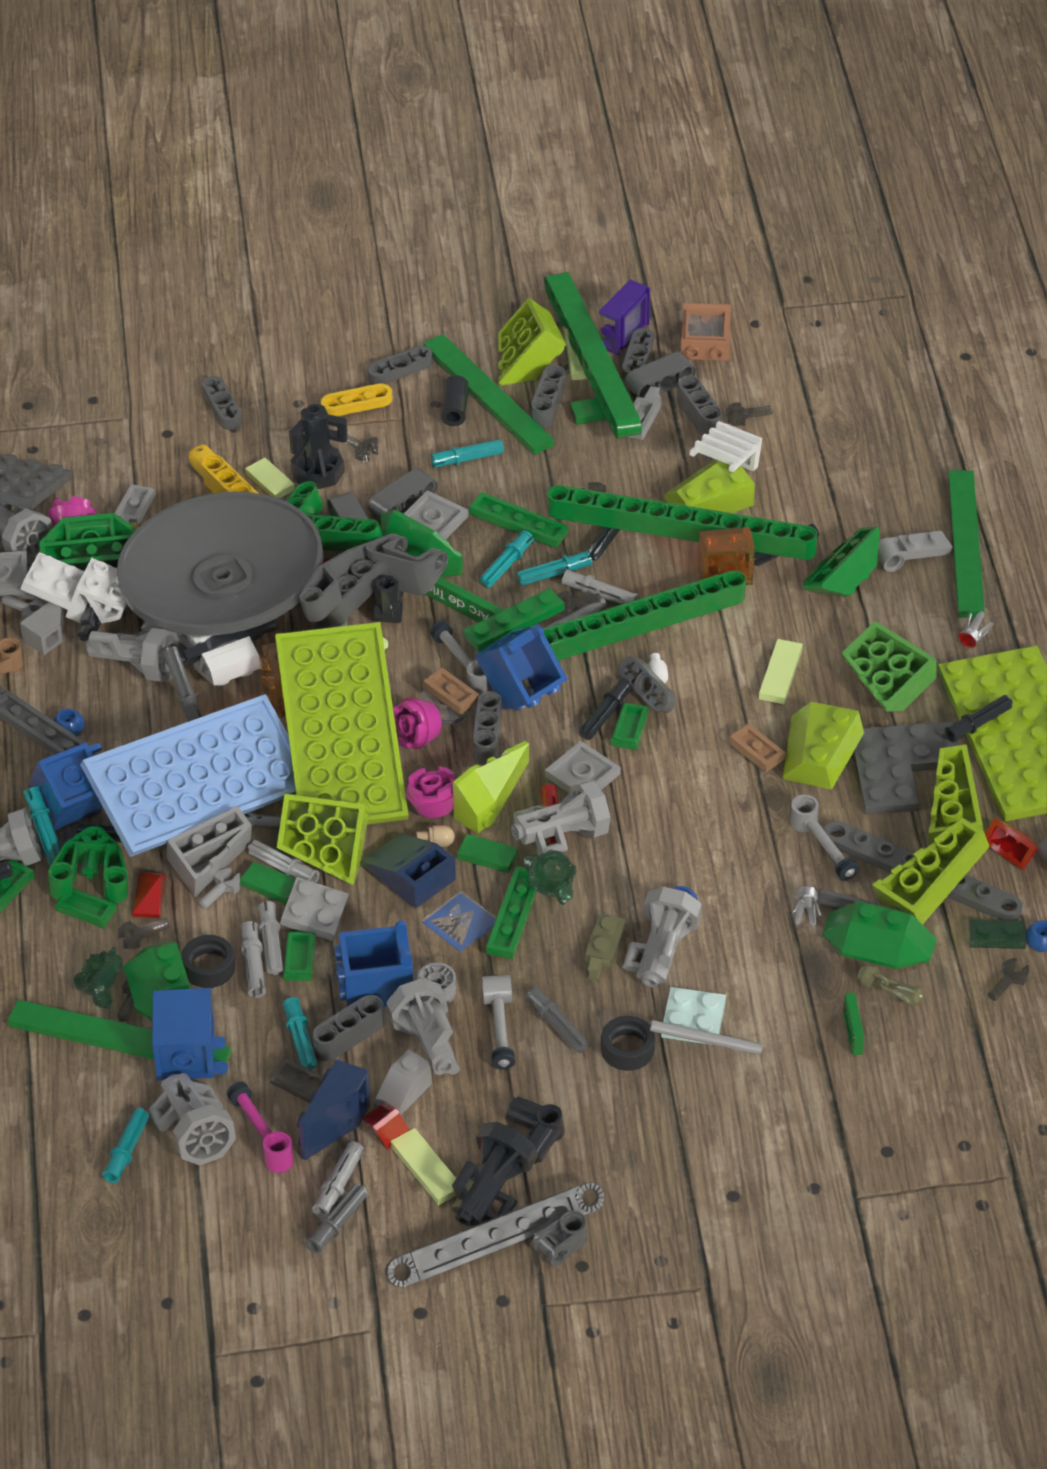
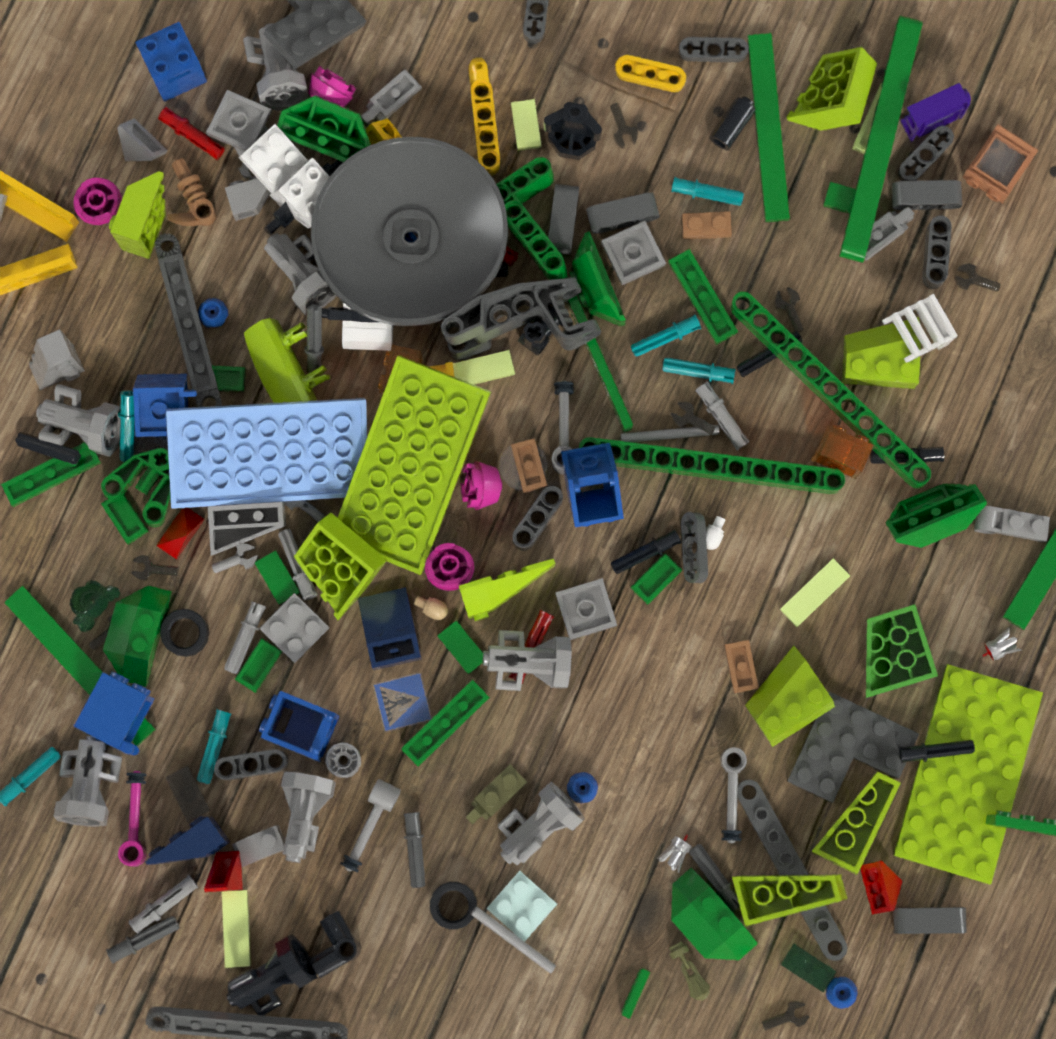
camera: 30 degrees right, 35 degrees up
(148, 714) = (277, 363): none -> lime piece
(252, 951) = (219, 650): light grey pin -> none
(484, 476) = (706, 225): none -> medium nougat plate
(515, 617) = (622, 422): green plate -> none
(547, 878) = (487, 712): clear green hair -> none
(548, 396) = (819, 156): dark grey beam -> none

